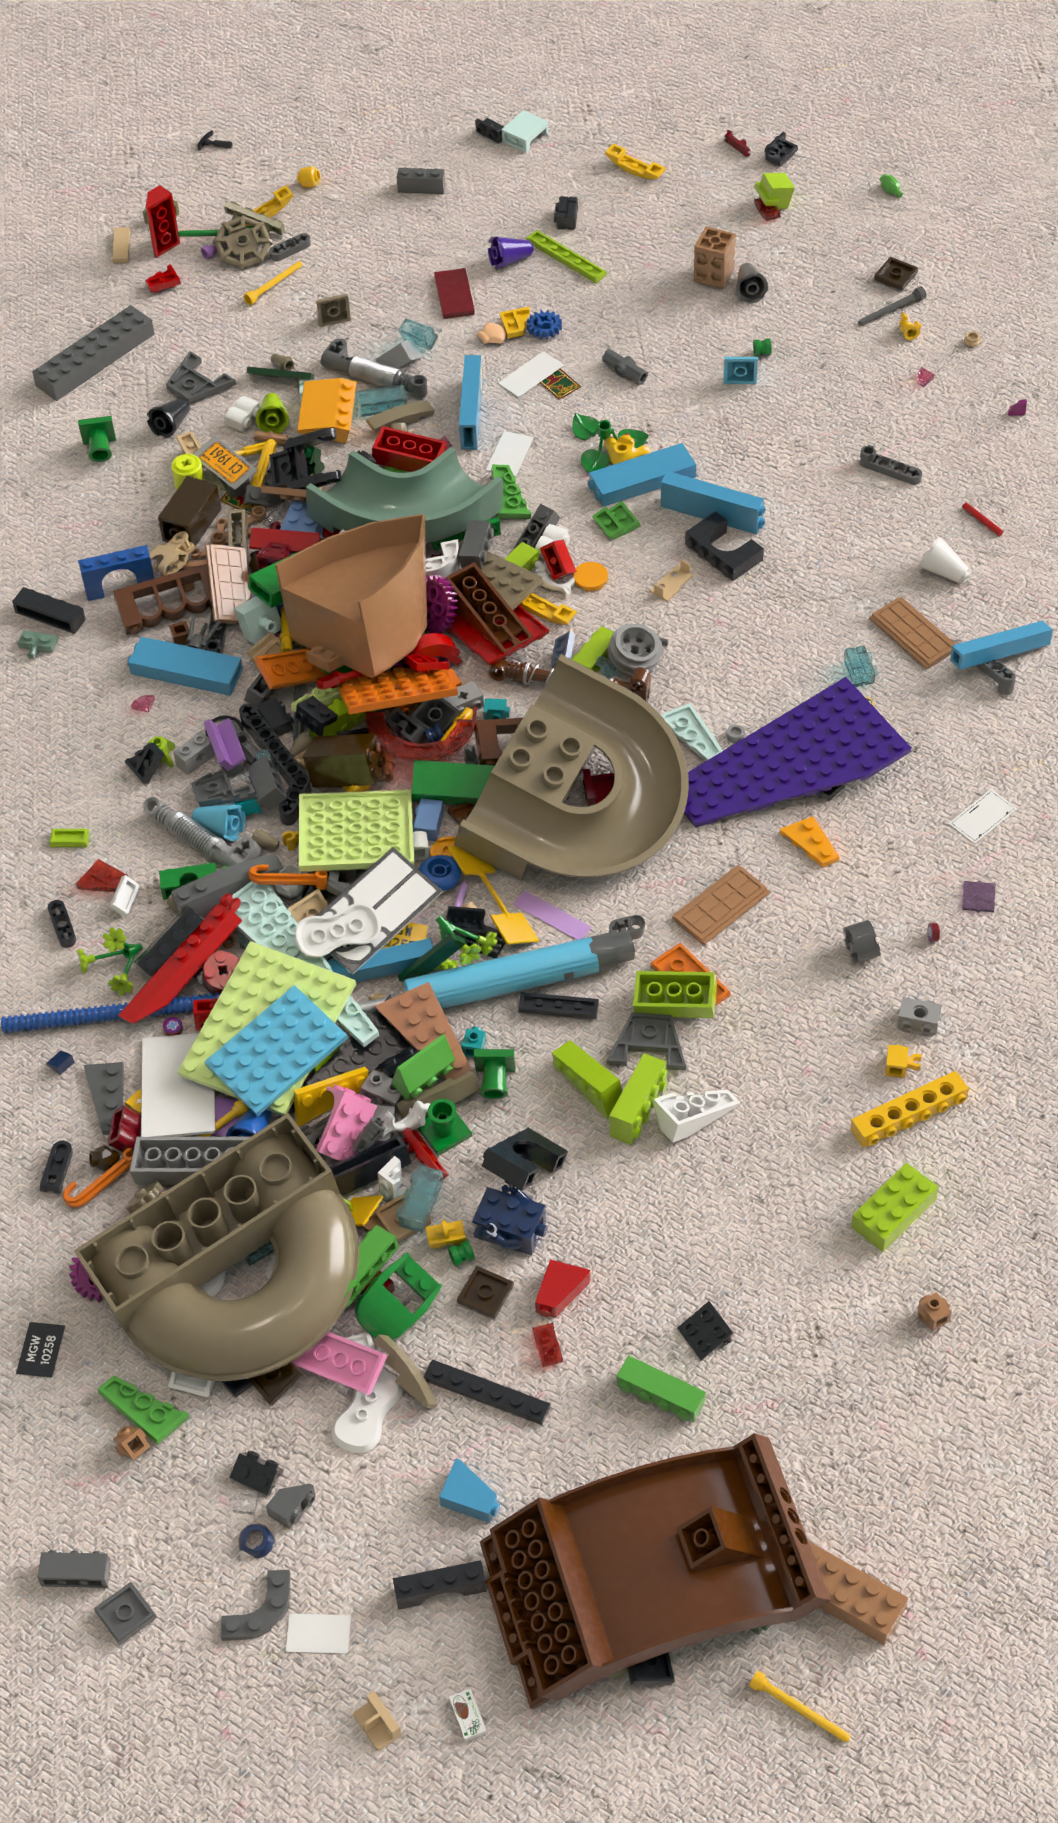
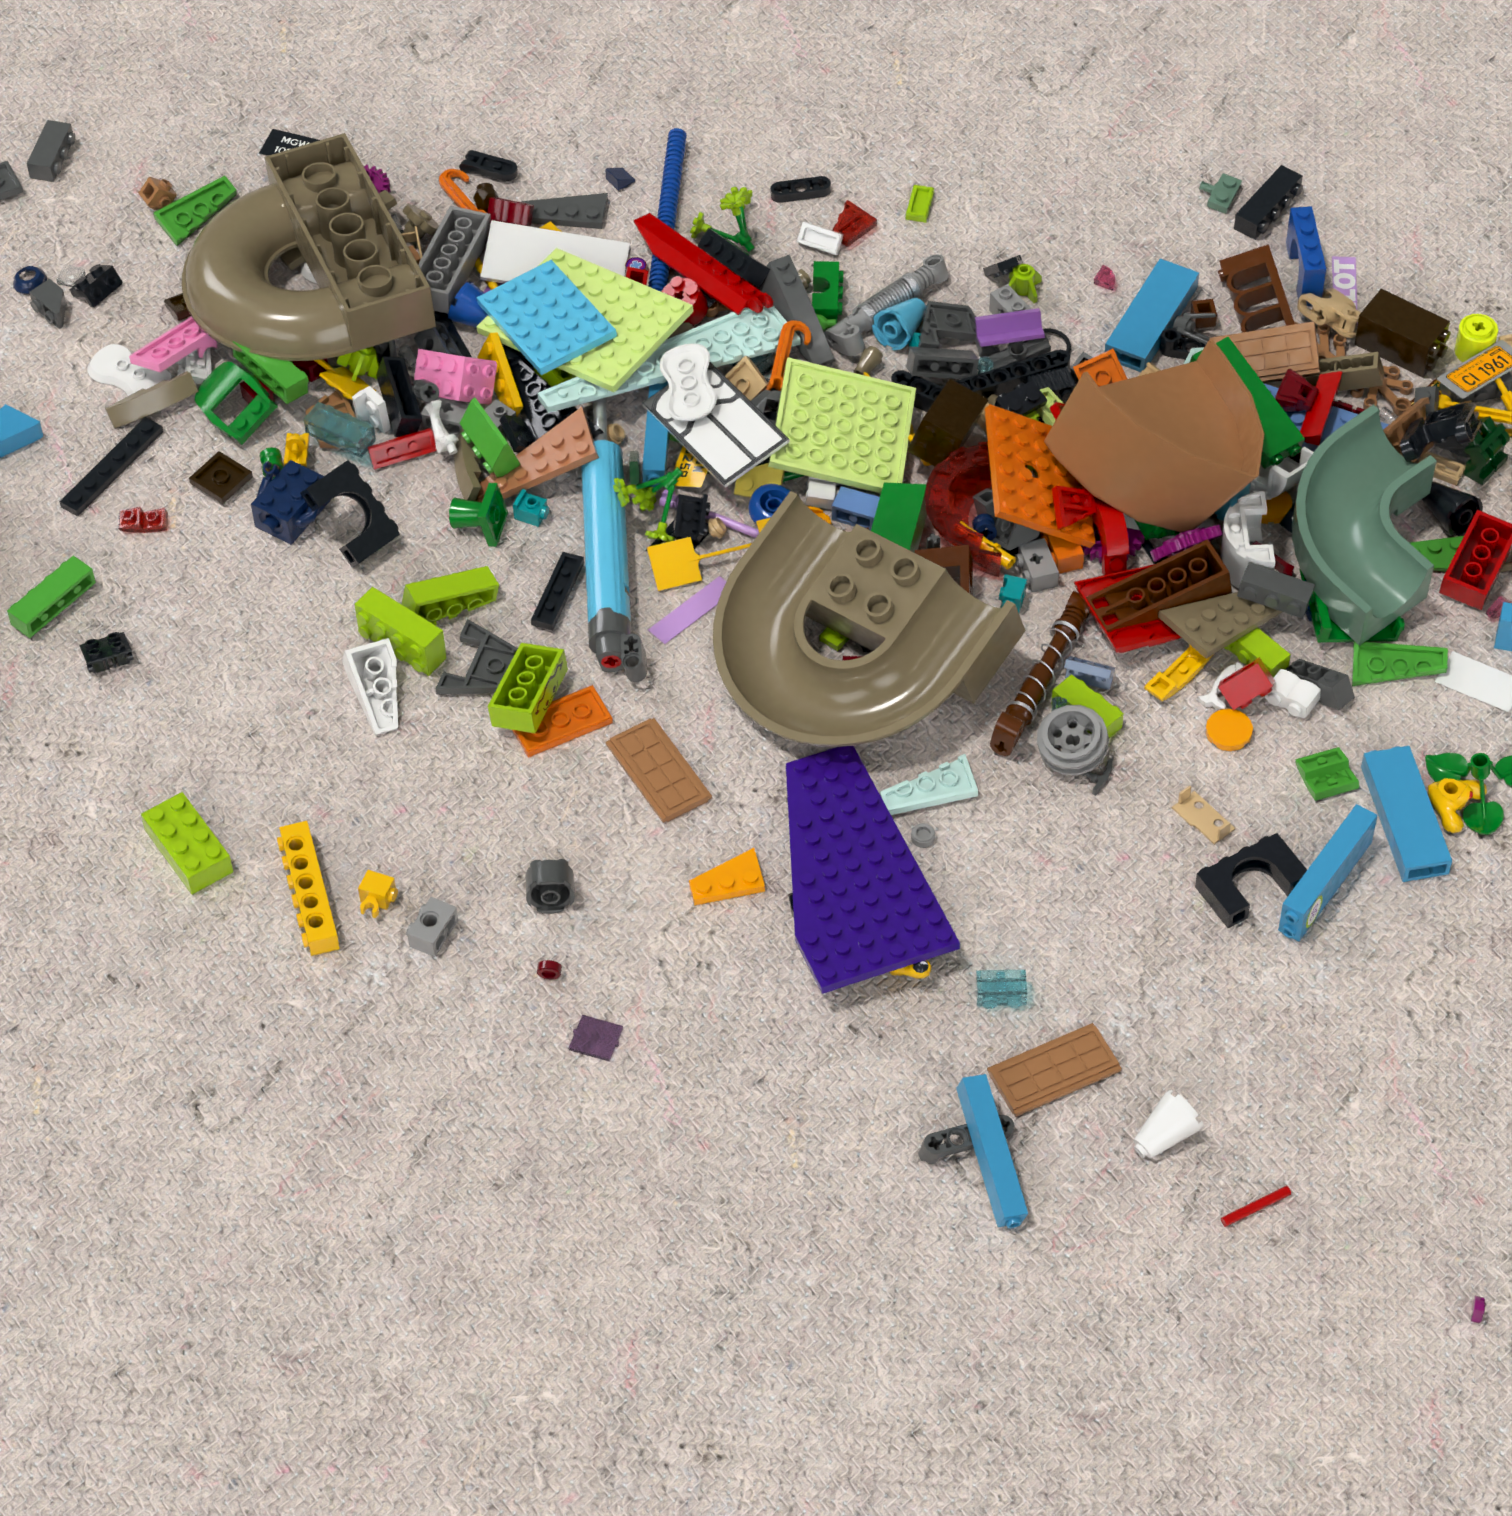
camera: 100 degrees right, 0 degrees up
(444, 1126) = (430, 468): green plant -> none
(560, 1287) = (202, 535): red slope -> none
(867, 460) = (1400, 1084): dark grey beam -> none
(934, 1311) = (46, 847): medium nougat brick -> none
(982, 816) = (722, 1075): white sticker -> none

